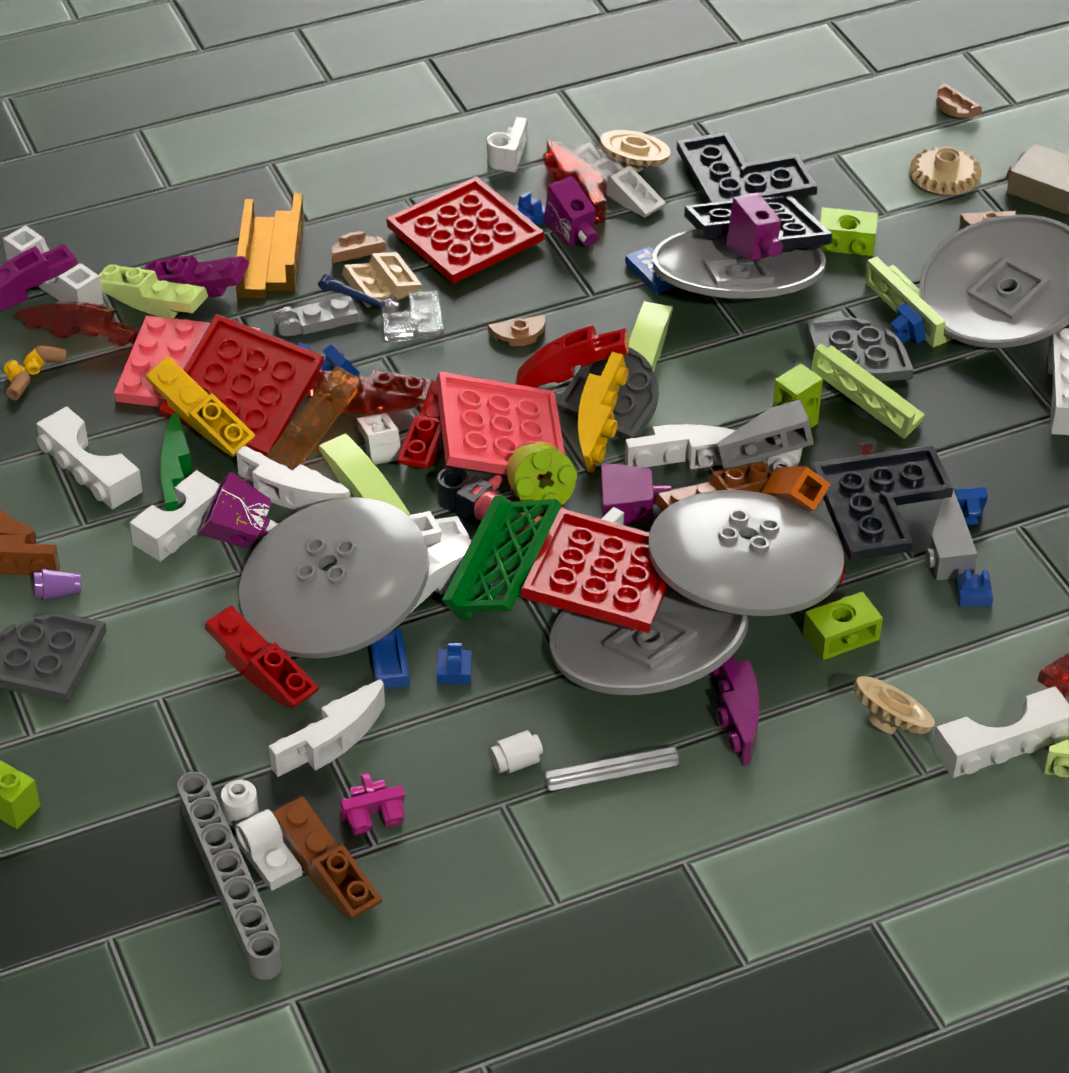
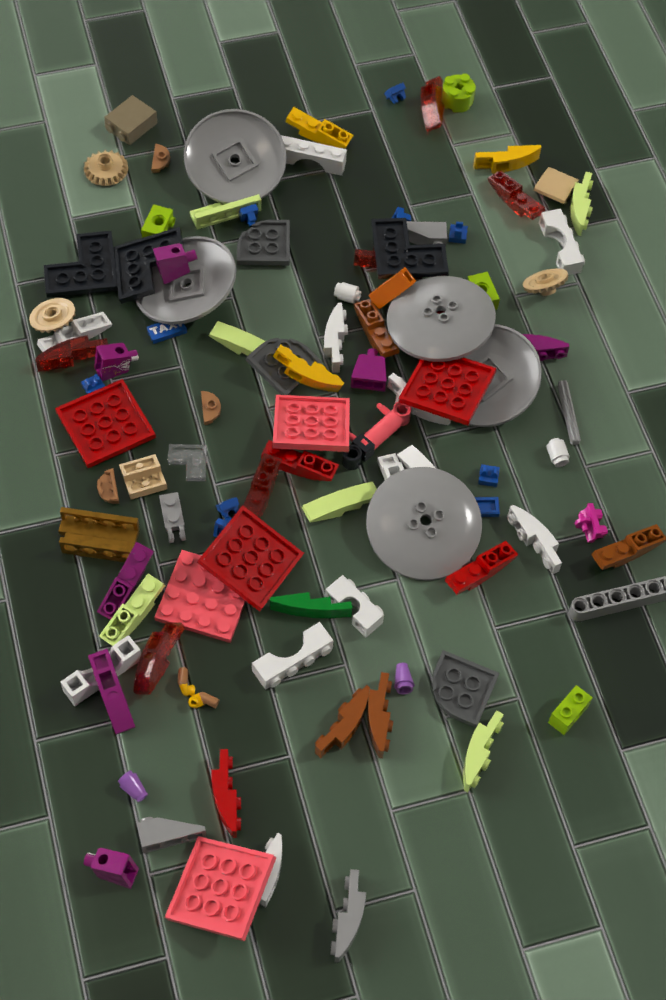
camera: 85 degrees left, 15 degrees up
(198, 408) = (276, 580): yellow slope -> none
(237, 513) = (365, 570): magenta torso -> none
(239, 801) = (591, 583): white brick -> none
(263, 845) = (612, 577): white plate -> none
(286, 487) = (338, 540): white slope -> none
(315, 418) = (284, 521): clear orange hinge -> none
(380, 438) = (302, 488): white plate -> none
(388, 305) = (177, 473): dark blue piece -> none
(491, 546) = (421, 444): green fence -> none
(506, 149) = (24, 384): white plate -> none
(542, 459) = (361, 406): lime brick -> none
(558, 358) = (260, 377): red slope -> none
(767, 435) = (346, 288): light grey slope -> none
(803, 385) = (314, 275): lime brick -> none
(866, 390) = (305, 244): yellowish green fence -> none
(955, 103) = (41, 148): medium nougat plate -> none

